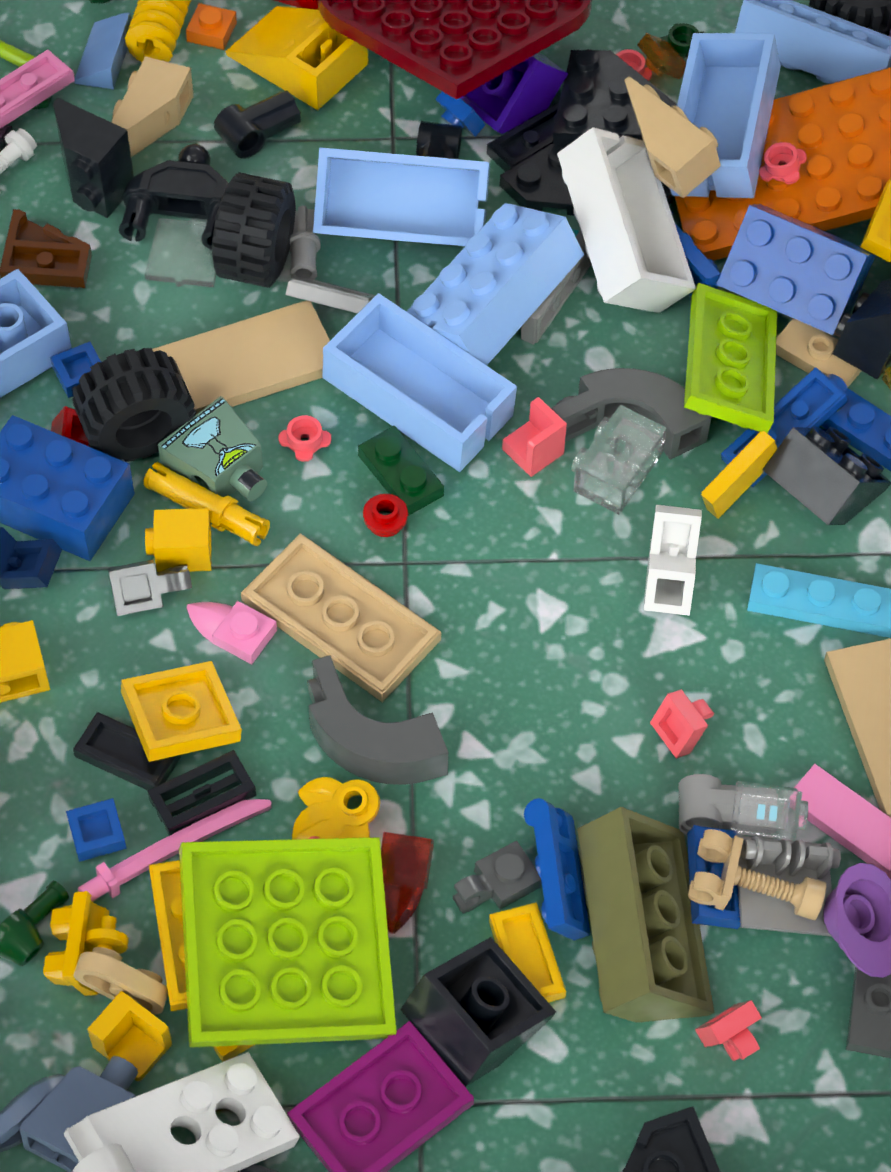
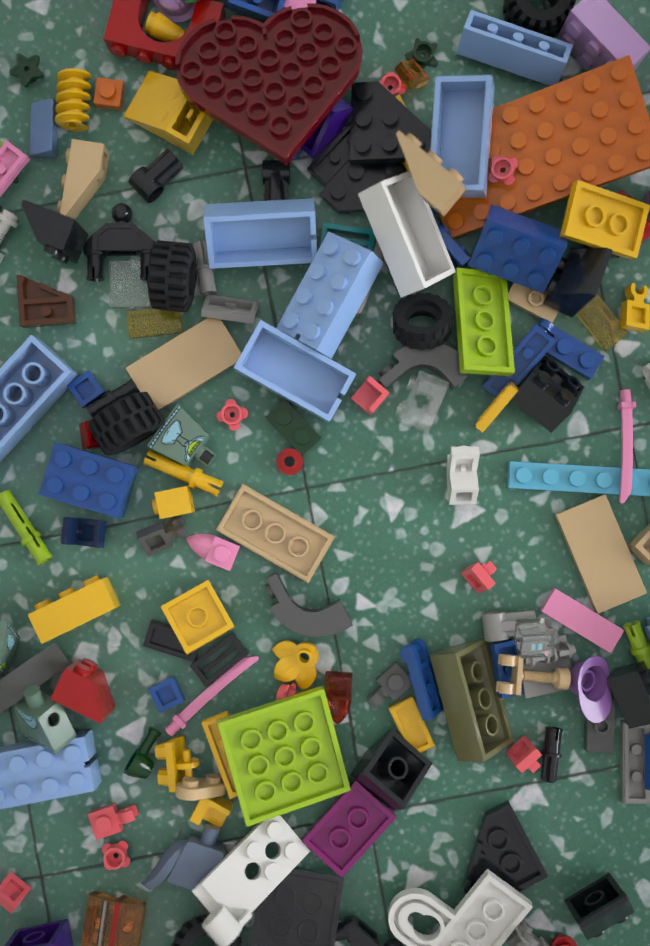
camera: 10 degrees left, 30 degrees up
(208, 302) = (153, 323): none -> clear yellow tile
(634, 343) = (422, 305): none -> black tyre
(781, 1037) = (551, 754): none -> black axle

